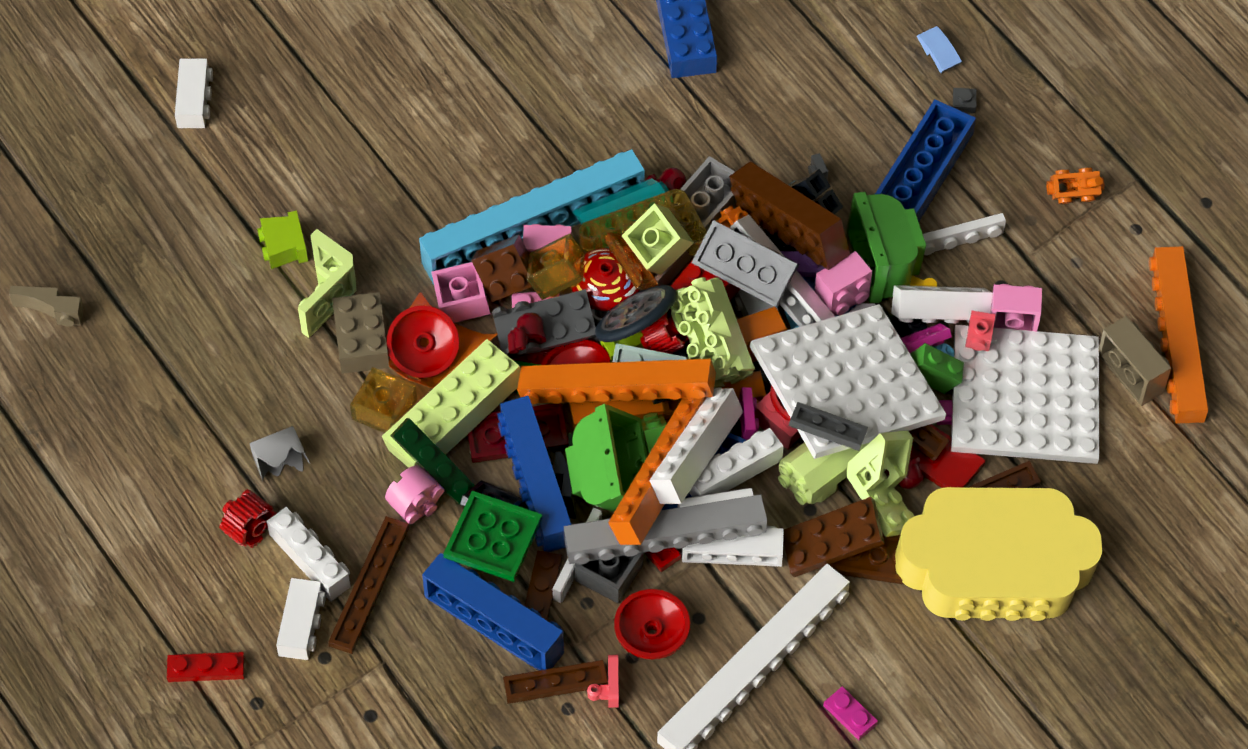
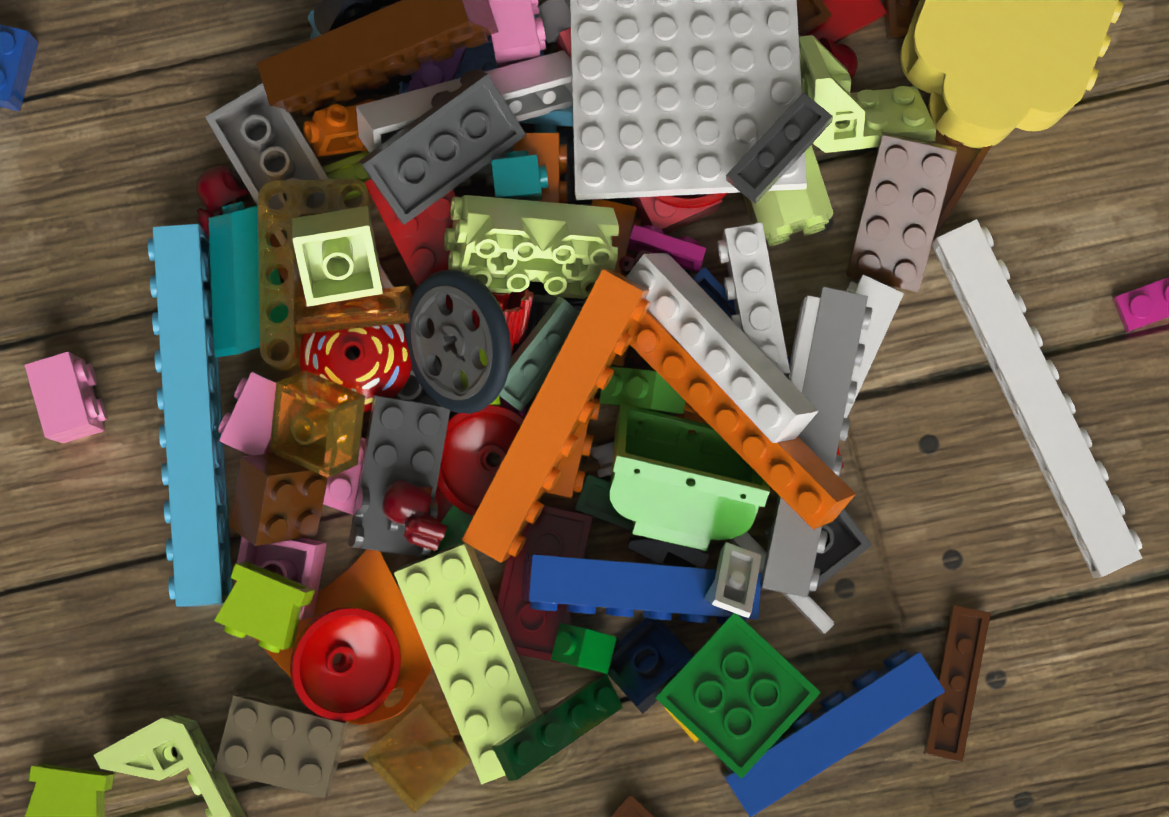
camera: 65 degrees left, 25 degrees up
(414, 494) = (596, 771): bright pink brick -> none
(438, 282) = (264, 606): none -> lime hips
(486, 464) = (583, 648): none -> green brick
(515, 151) = (66, 397): none -> bright pink brick
(542, 582) = (802, 643): reddish brown plate -> none
(560, 505) = (735, 580): none -> white slope
(607, 692) = (1004, 611): coral piece -> none
(652, 611) = (958, 510): red dish -> none
(748, 311) = (519, 176): none -> teal brick

